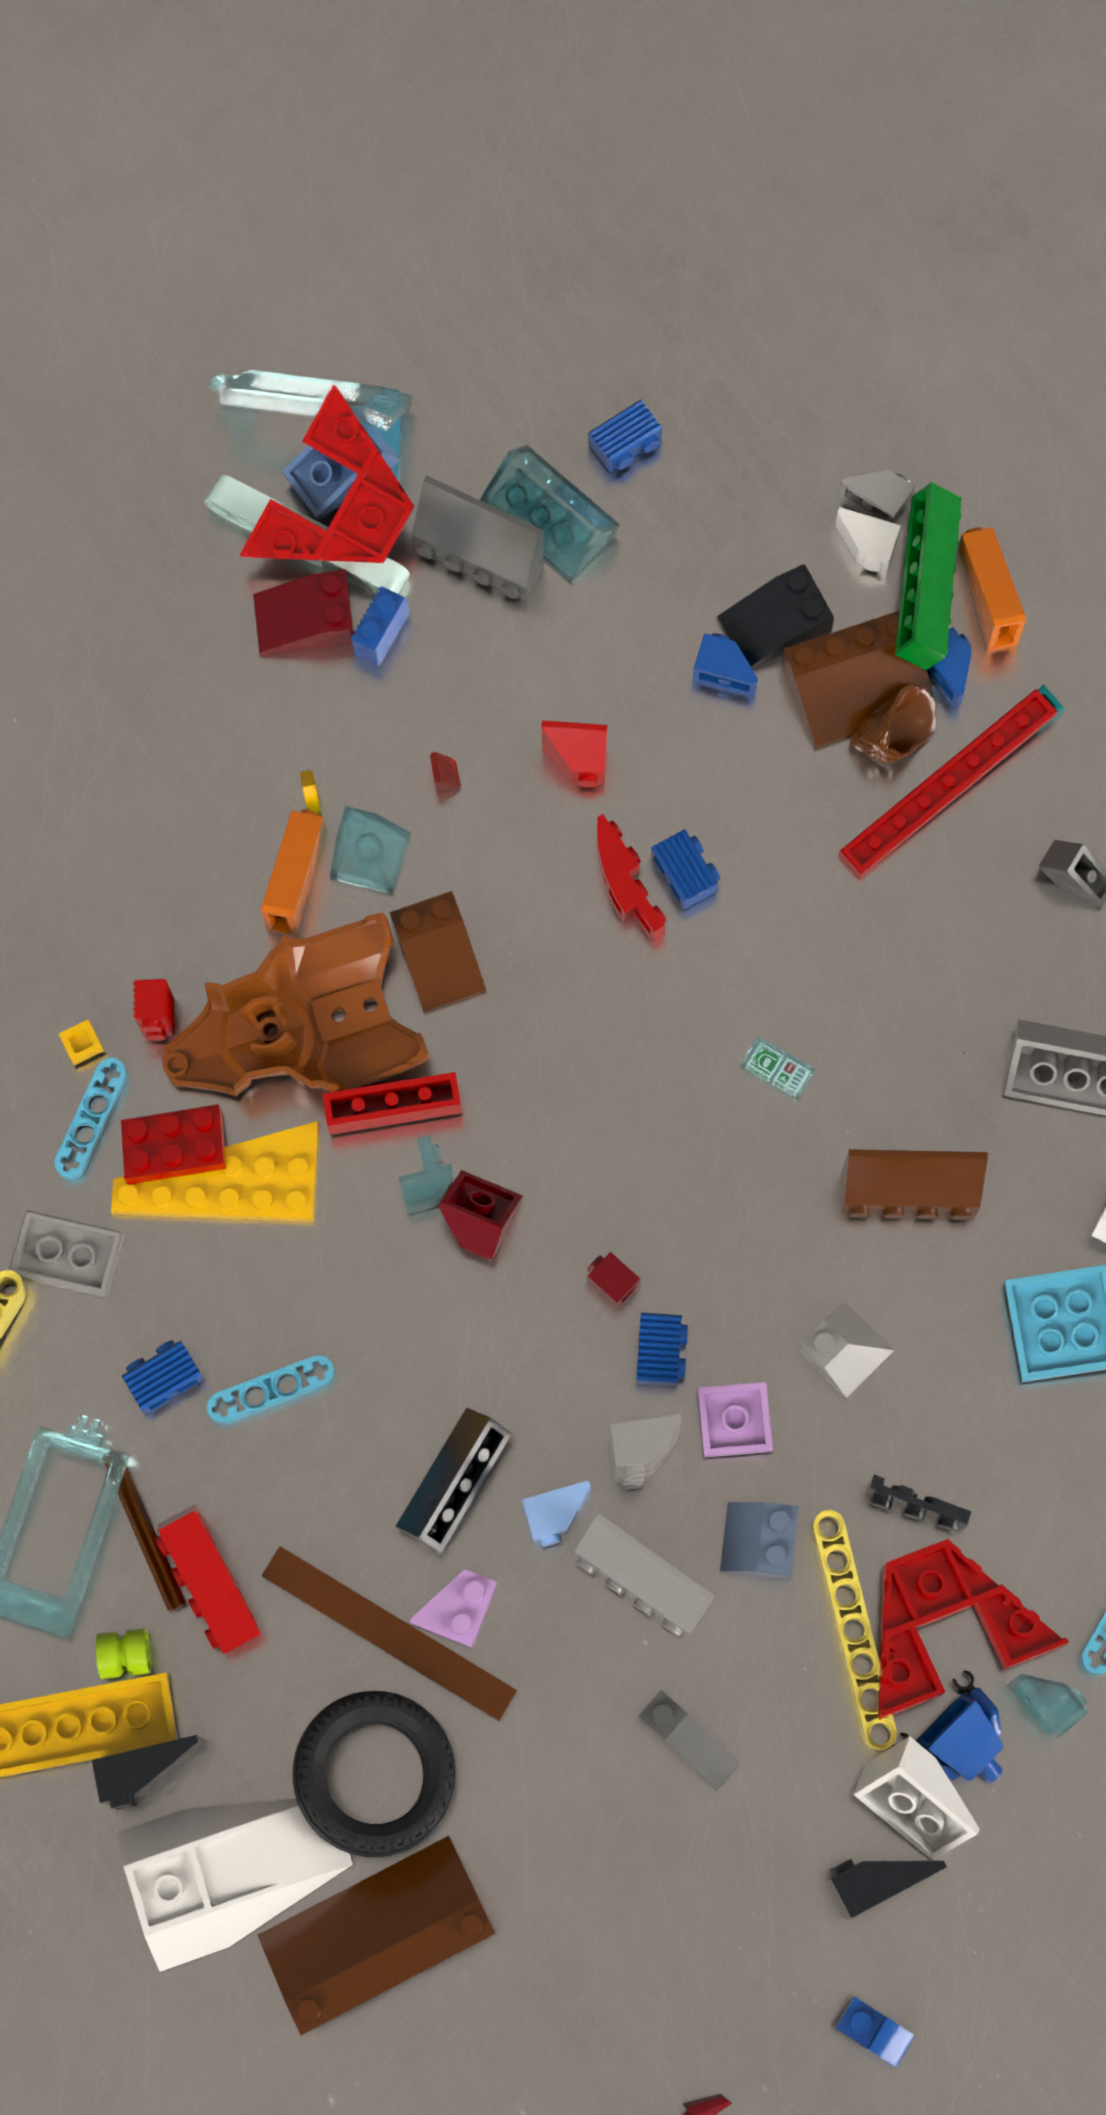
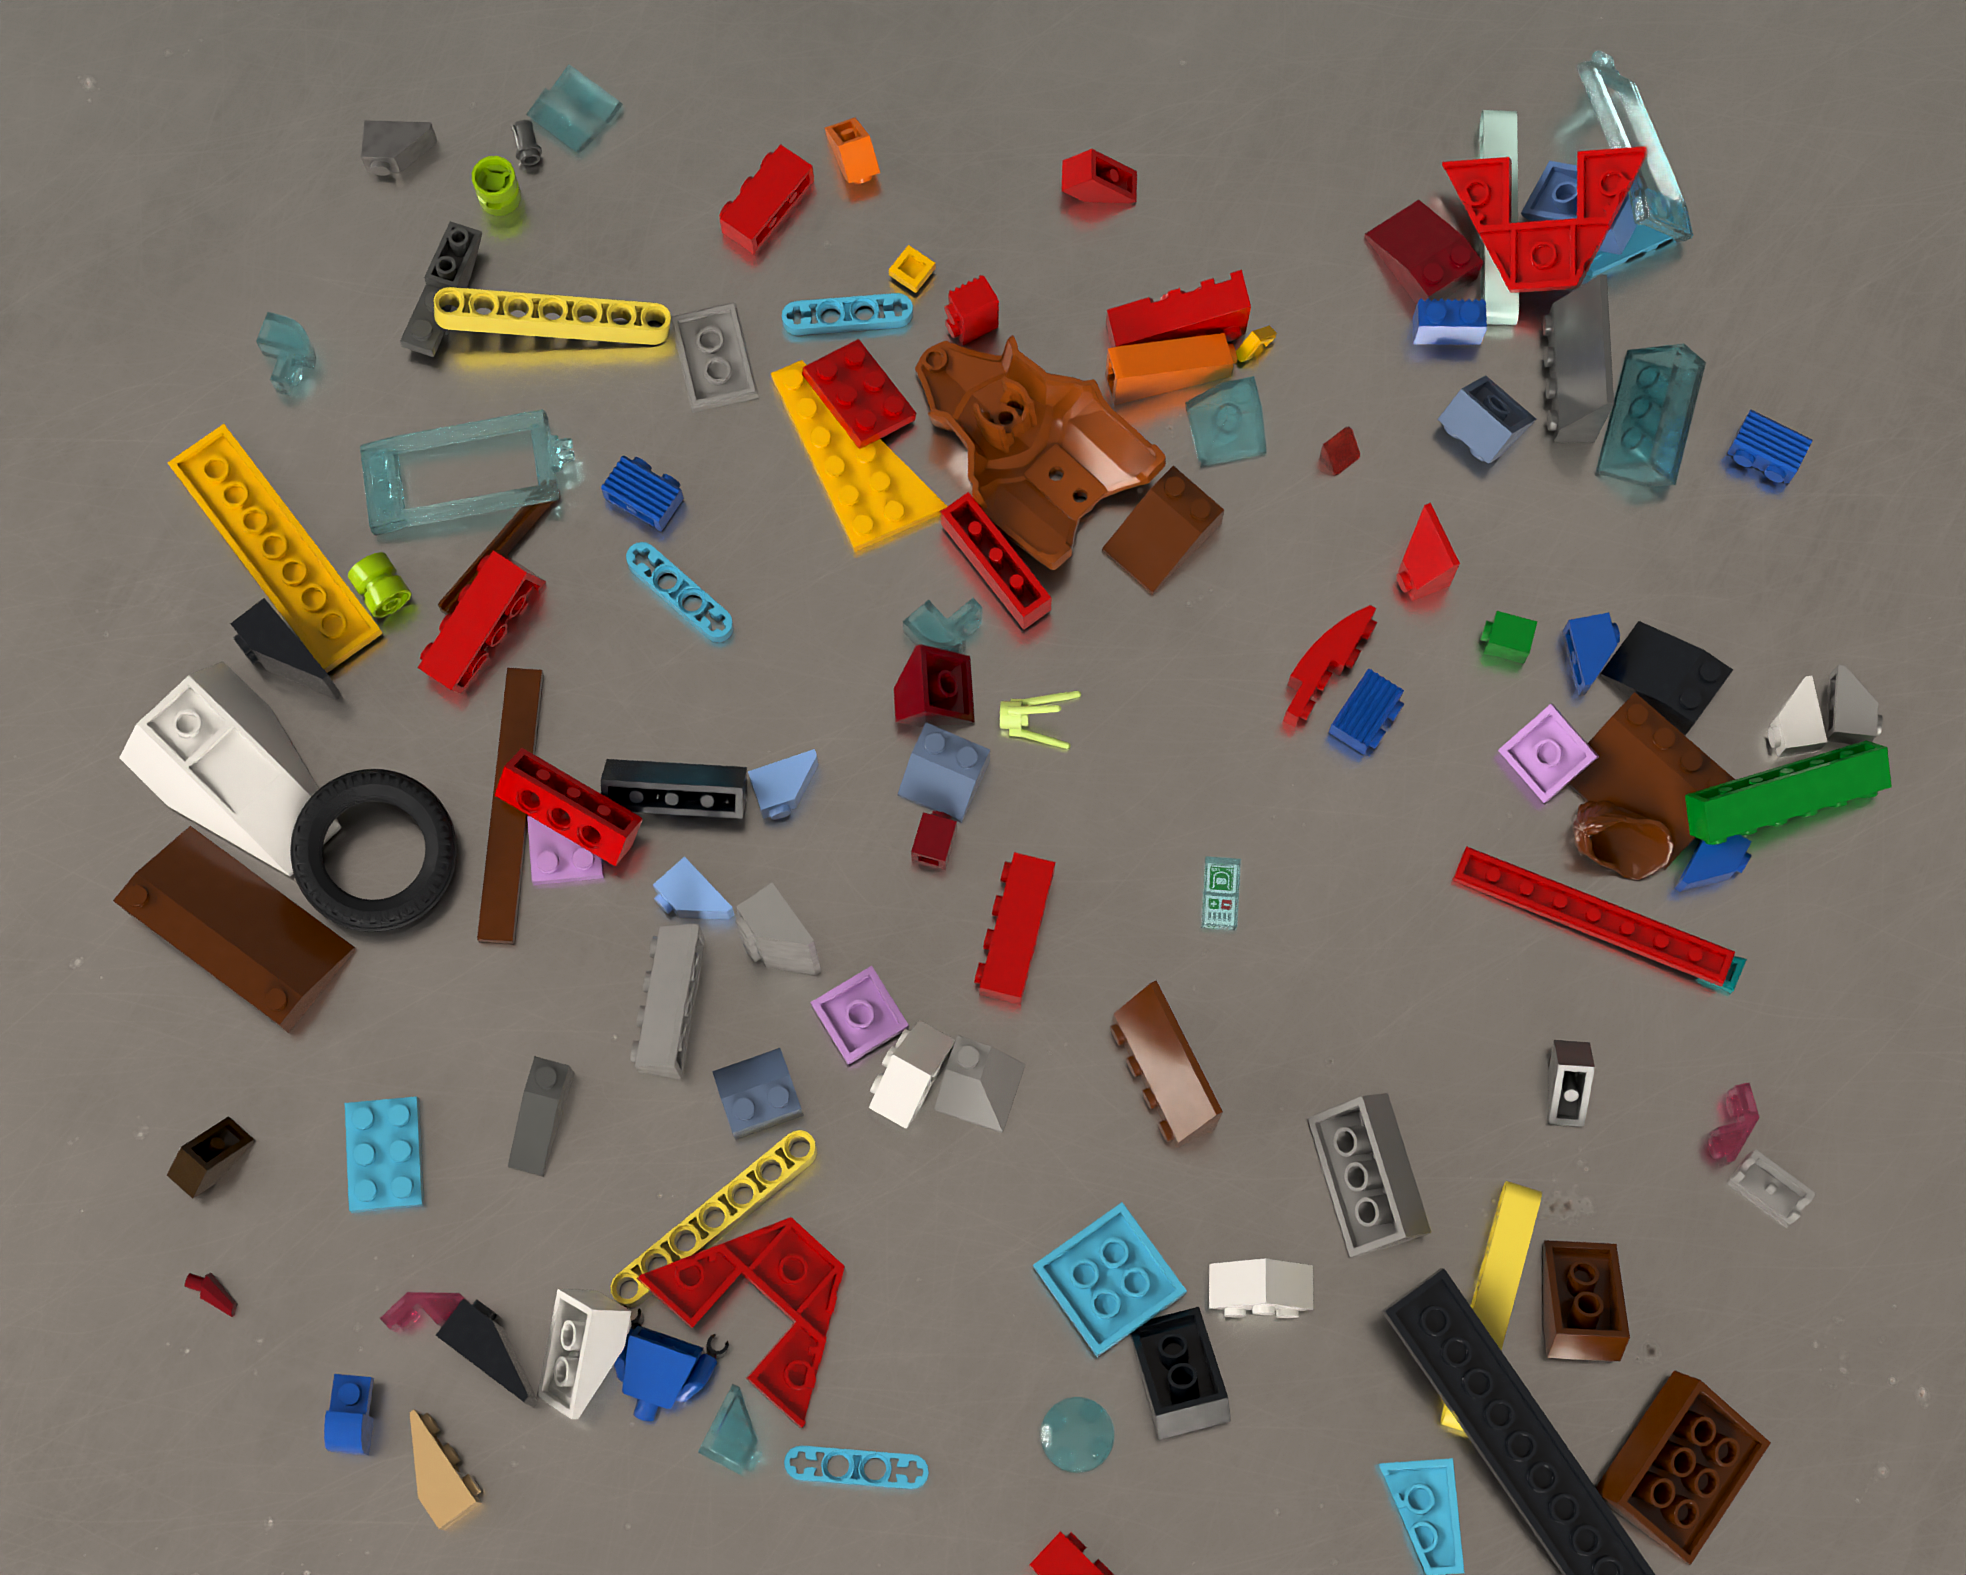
camera: 60 degrees right, 0 degrees up
(87, 844) = (1098, 179): none -> red slope
(256, 840) = (1180, 314): none -> red wedge
(425, 1579) = (568, 806): none -> red brick
(481, 642) = (1485, 419): none -> sand blue slope
(496, 1385) = (783, 783): none -> light blue slope
(536, 1157) = (1016, 714): none -> yellowish green plant
(557, 1242) = (944, 772): none -> sand blue slope
(579, 2056) = (209, 1157): none -> dark brown slope
(652, 1896) = (384, 1154): none -> medium azure plate
(660, 1350) = (890, 914): blue brick -> none
(679, 723) = (1508, 636): none -> green brick
(725, 1249) = (1016, 928): none -> red brick
(796, 744) = (1548, 753): none -> lavender plate
(811, 1399) = (910, 1072): none -> white brick
(815, 1909) = (436, 1305): none -> clear pink slope
(905, 1498) = (860, 1220): black wing -> none
(973, 1980) = (439, 1481): none -> tan slope
(991, 588) = (1814, 859): orange slope -> none

